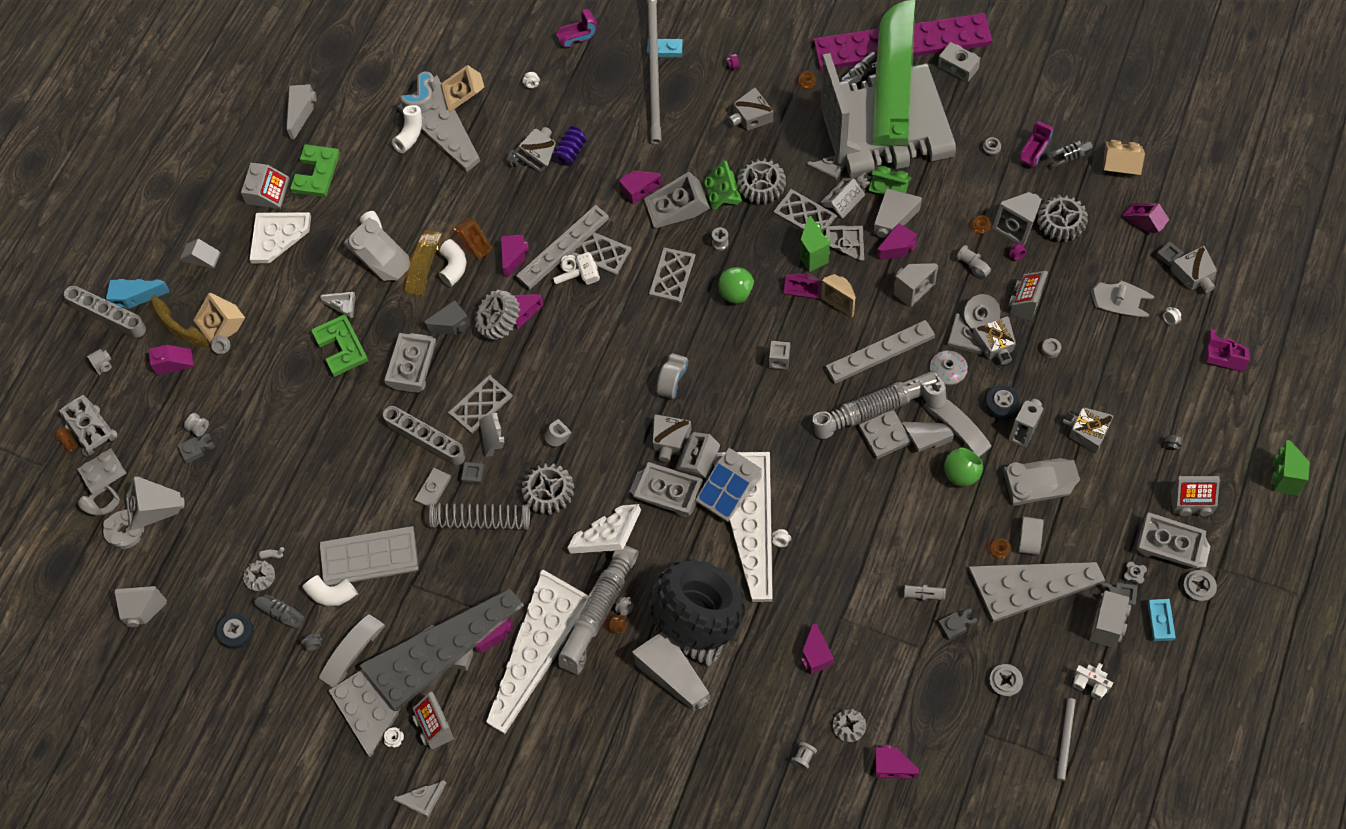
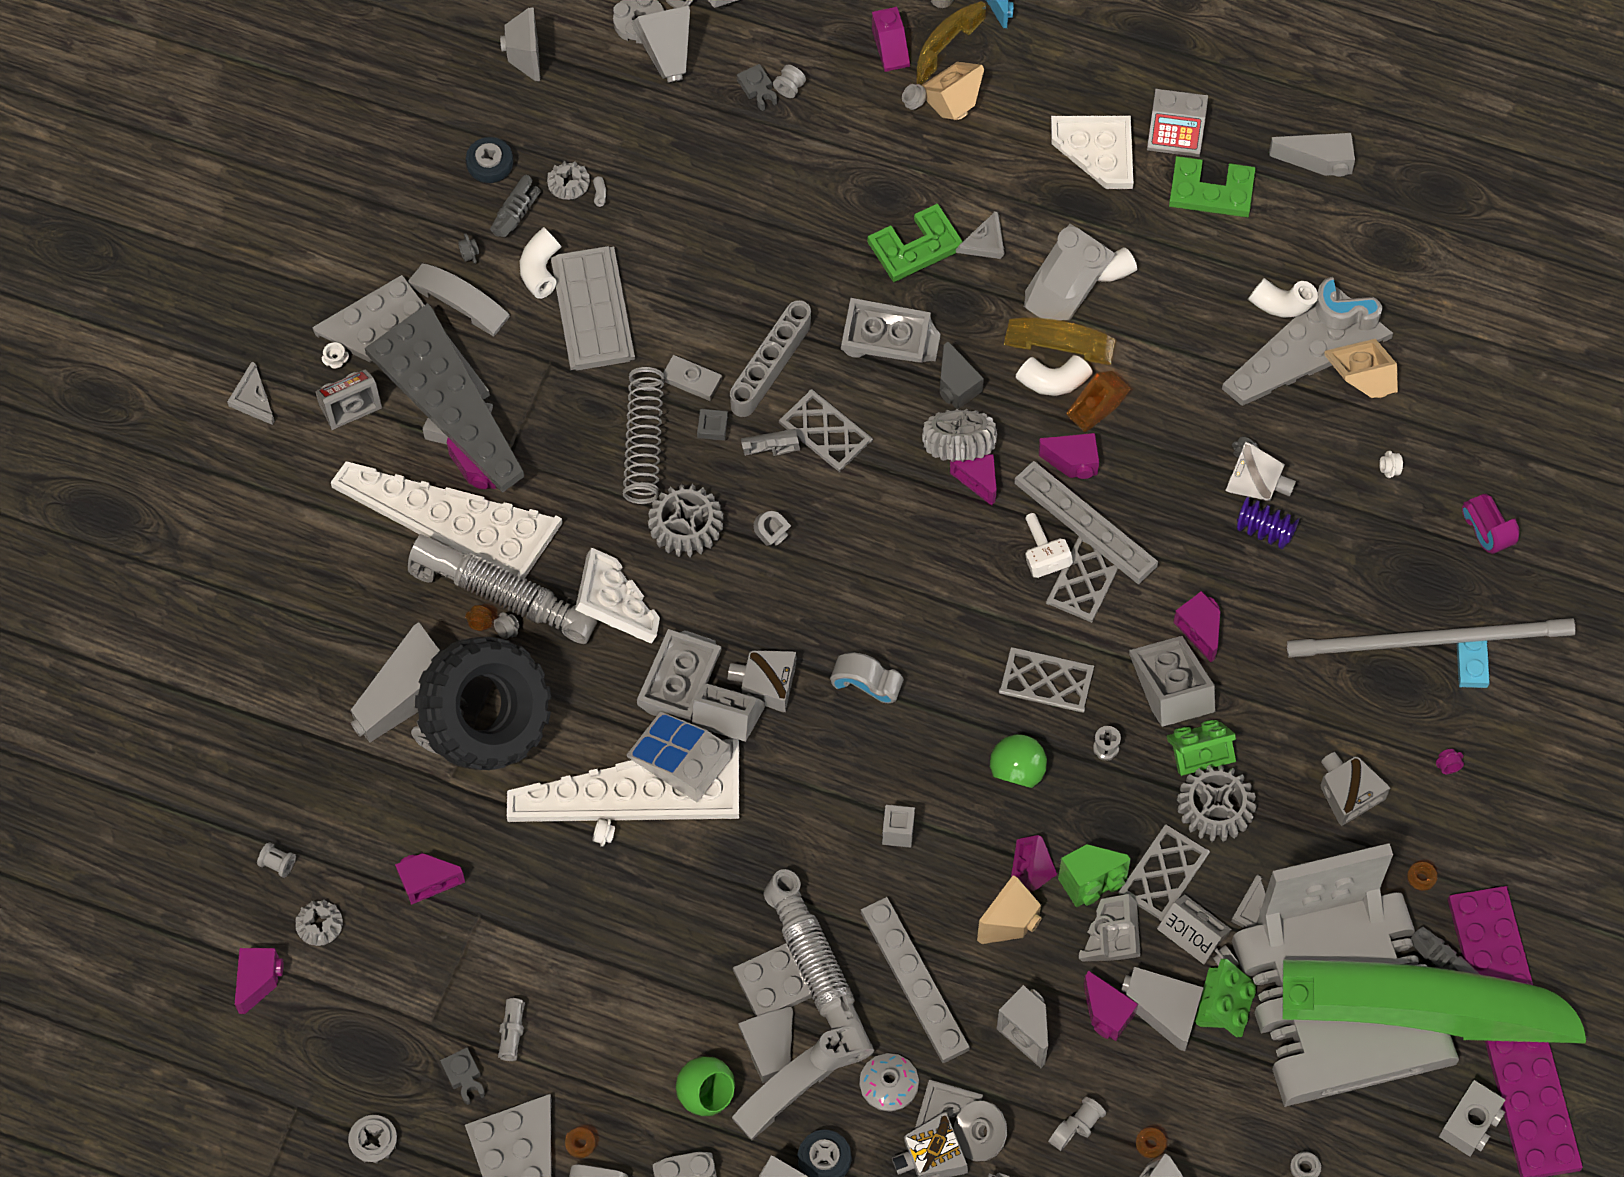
camera: 85 degrees right, 0 degrees up
(200, 253) = (1061, 57): light grey slope -> none
(570, 258) = (1057, 530): white plate -> none

